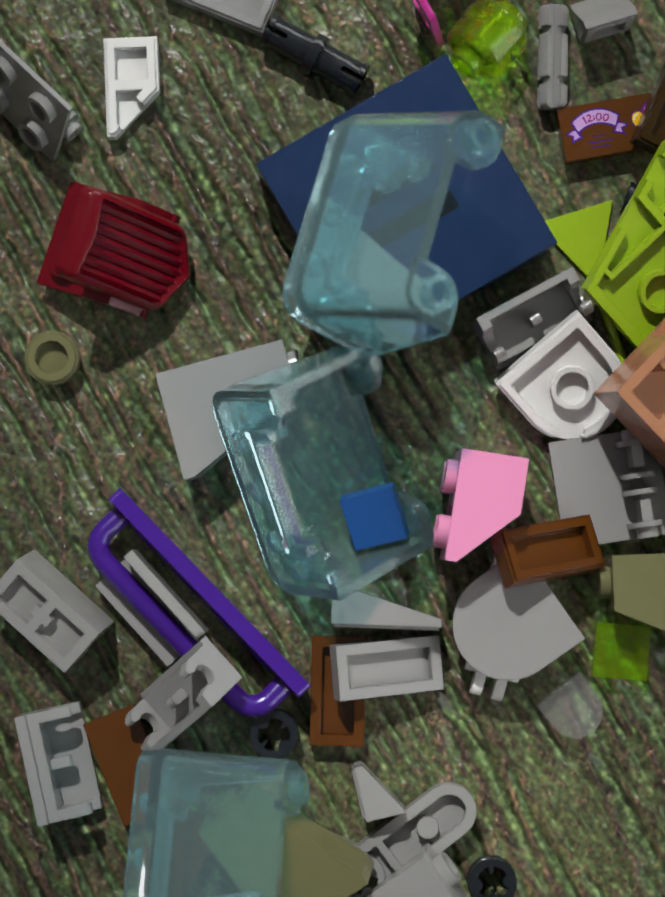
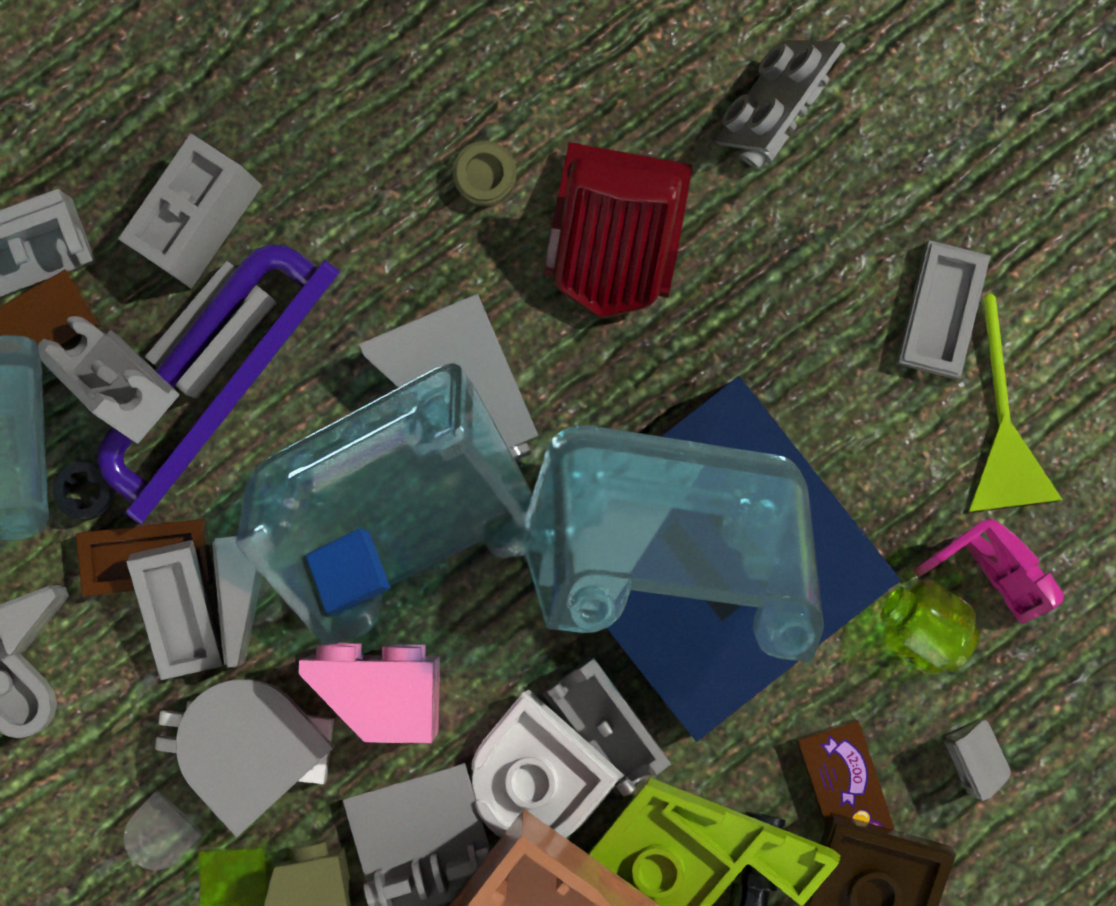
camera: 80 degrees right, 0 degrees up
(130, 80) = (821, 216): white tile -> none
(314, 54) = (882, 427): black pin -> none
(547, 551) = (332, 779): reddish brown tile -> none
(552, 57) = (920, 707): light grey axle -> none
(581, 239) = (710, 771): lime piece -> none

